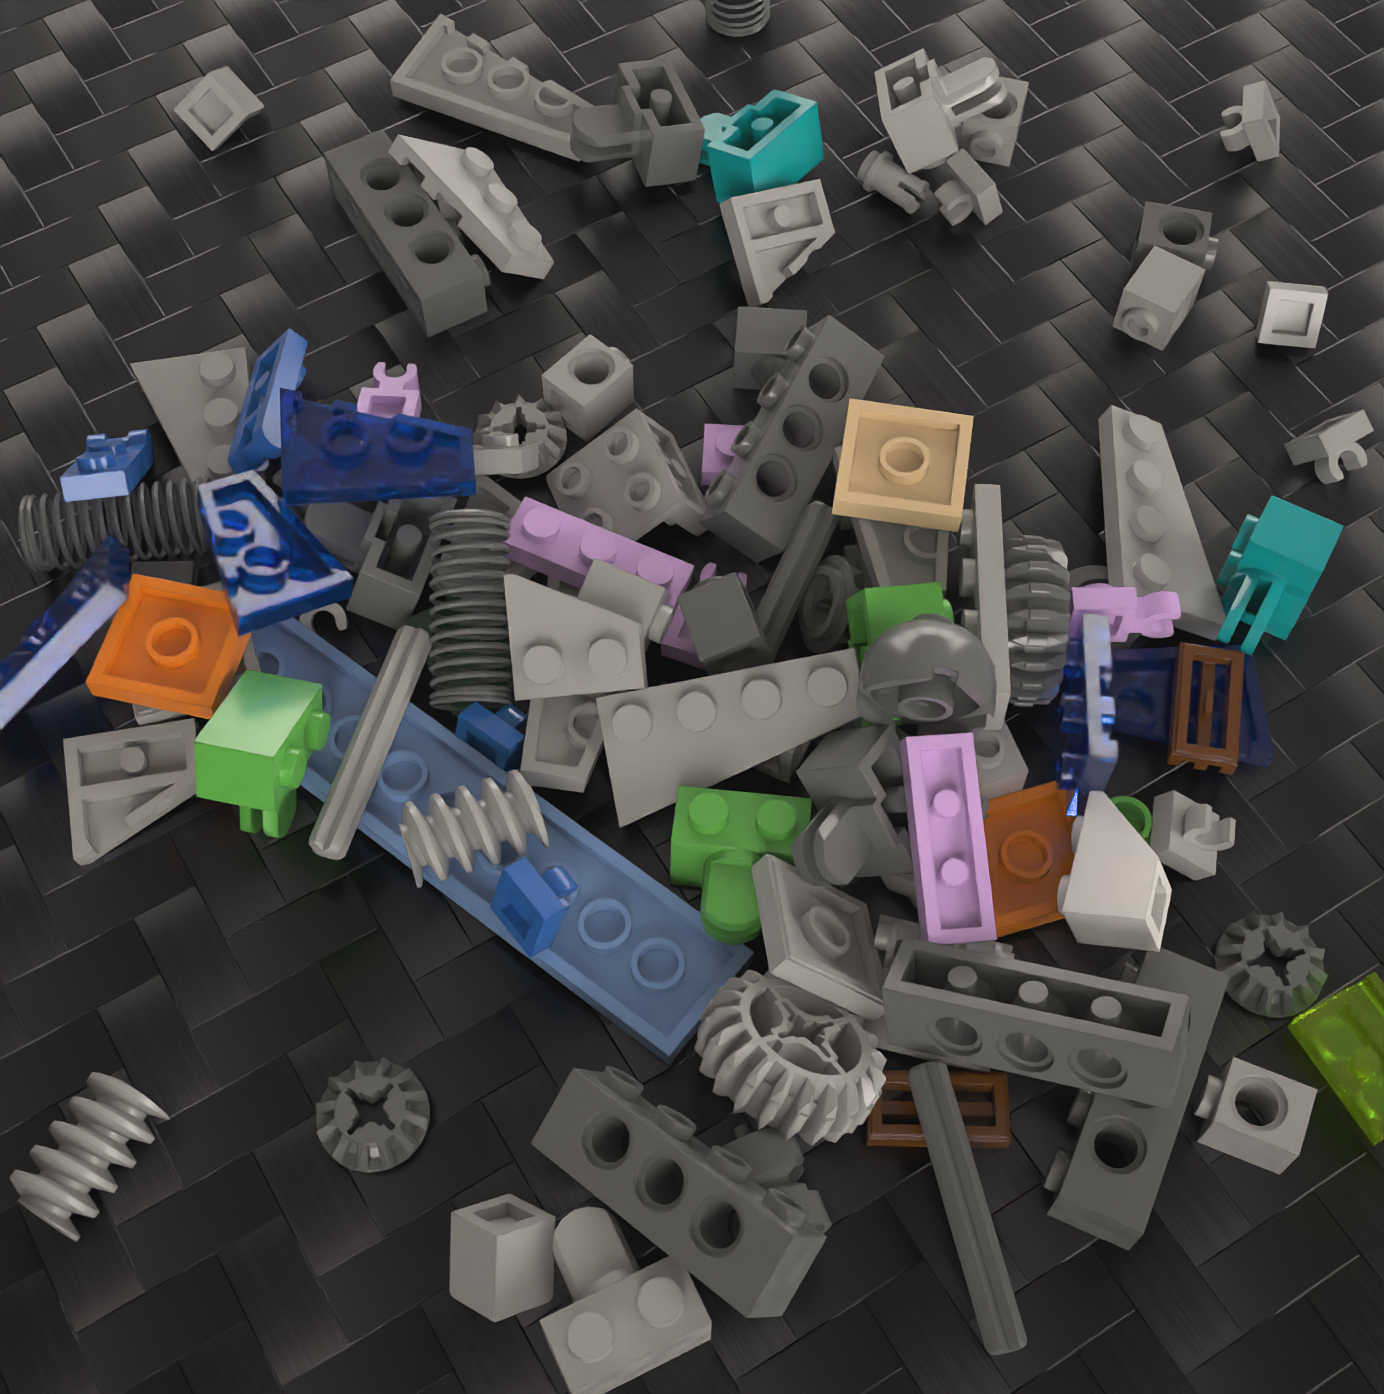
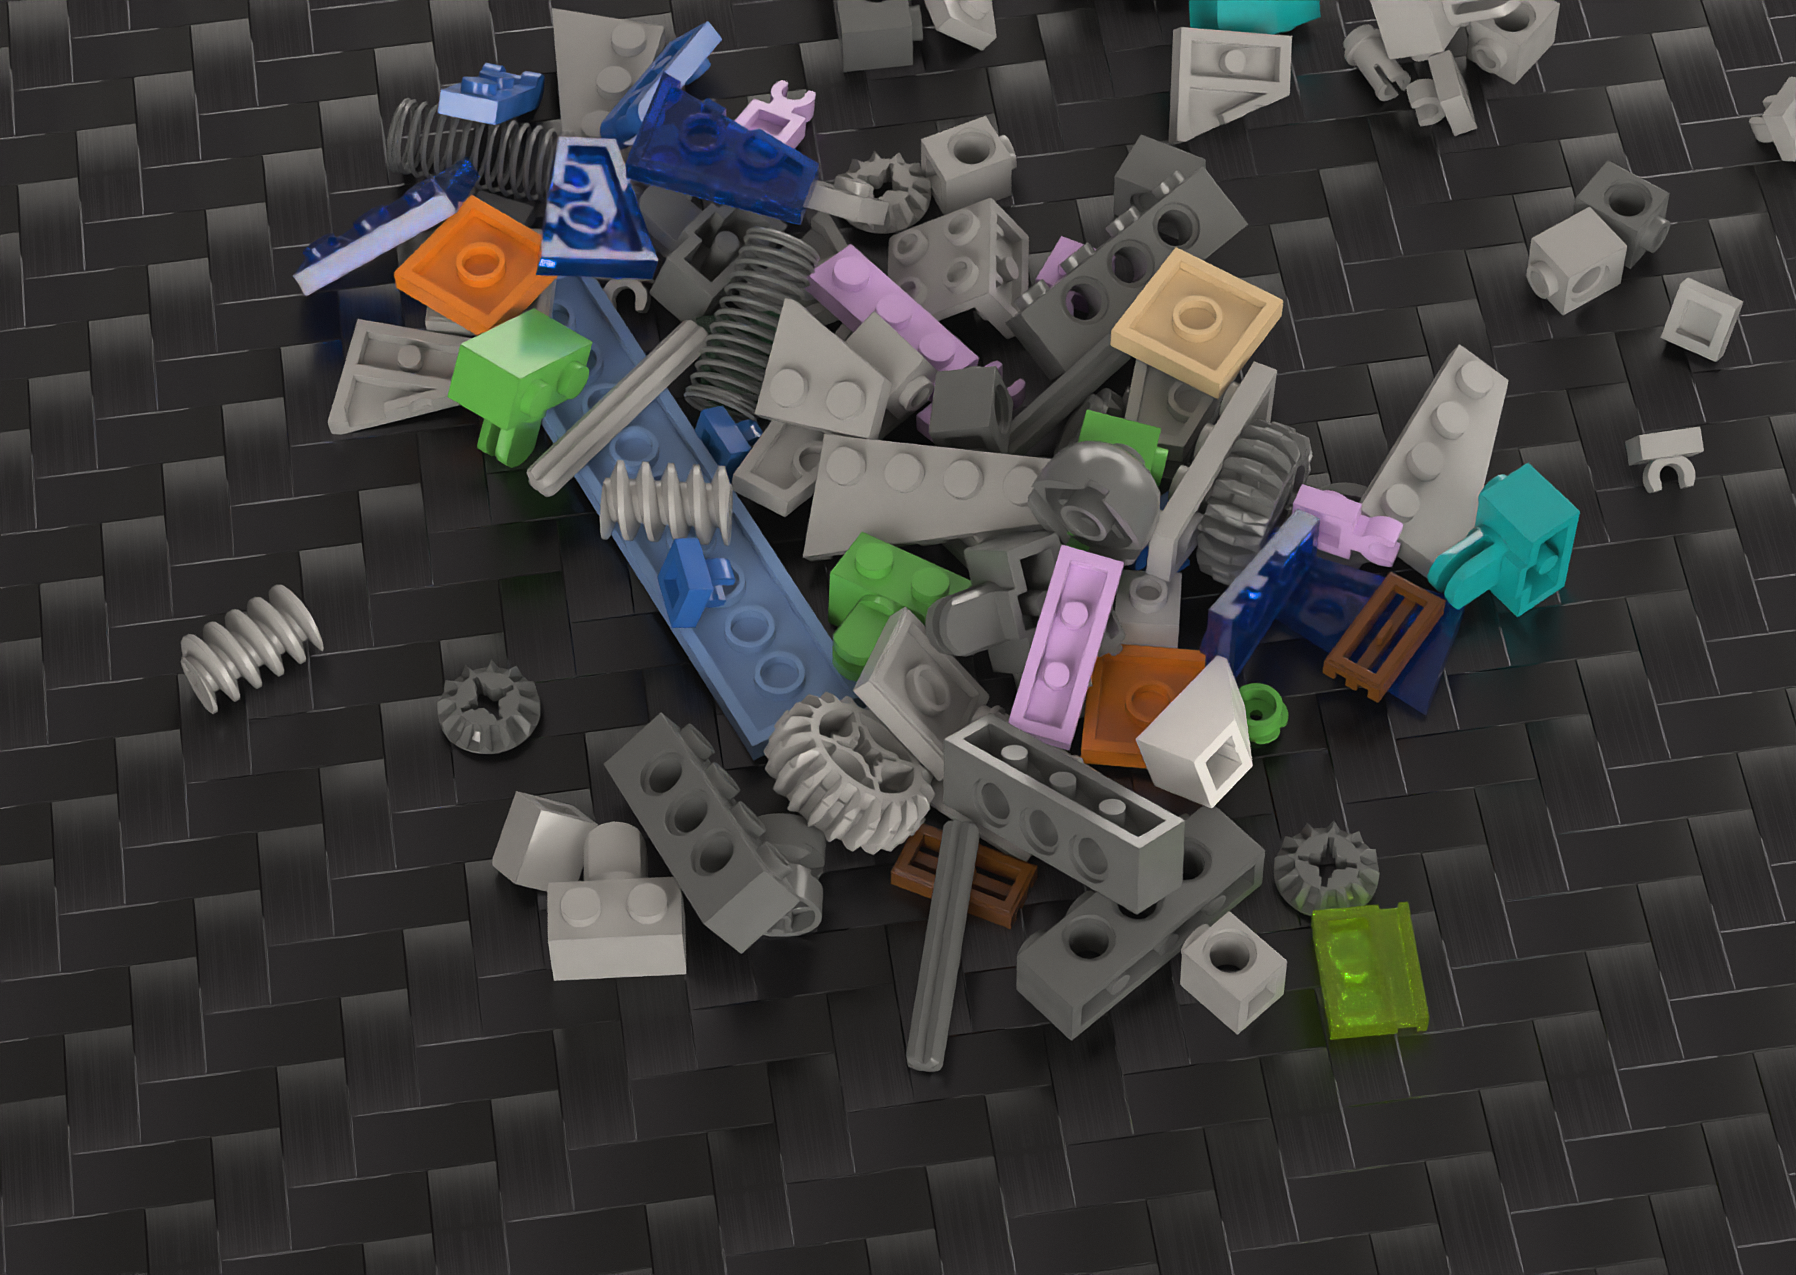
camera: 25 degrees right, 5 degrees down
(1189, 835) = (1306, 738): light grey tile -> none

